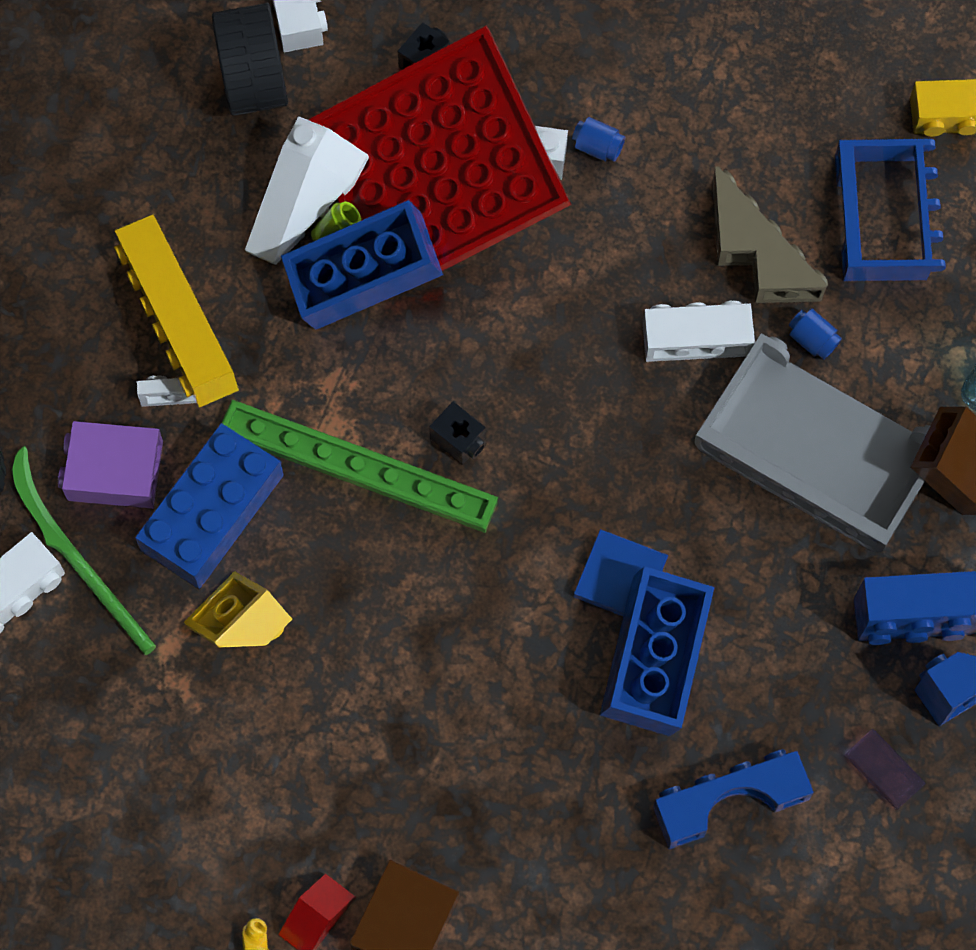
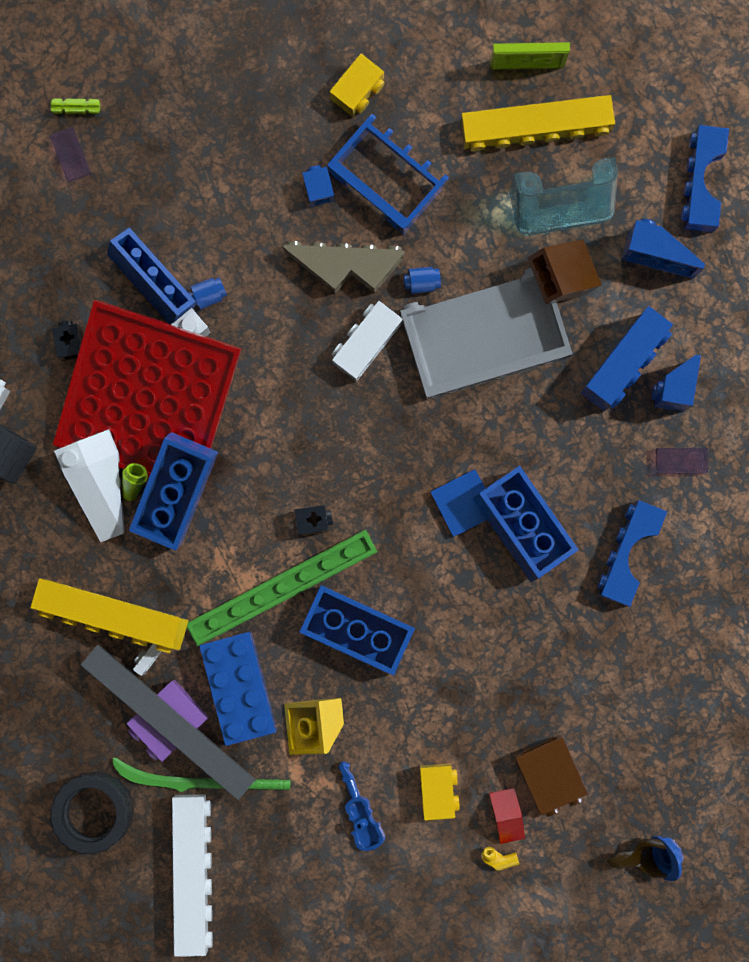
camera: 50 degrees left, 15 degrees up
(110, 461) = (168, 722): none -> dark grey tile
(168, 774) = (367, 832): none -> blue piece
(278, 812) = (437, 791): none -> yellow brick
(382, 573) = (357, 630): none -> blue brick
(563, 67) = (149, 276): none -> blue brick
(810, 154) = (318, 186): none -> blue brick

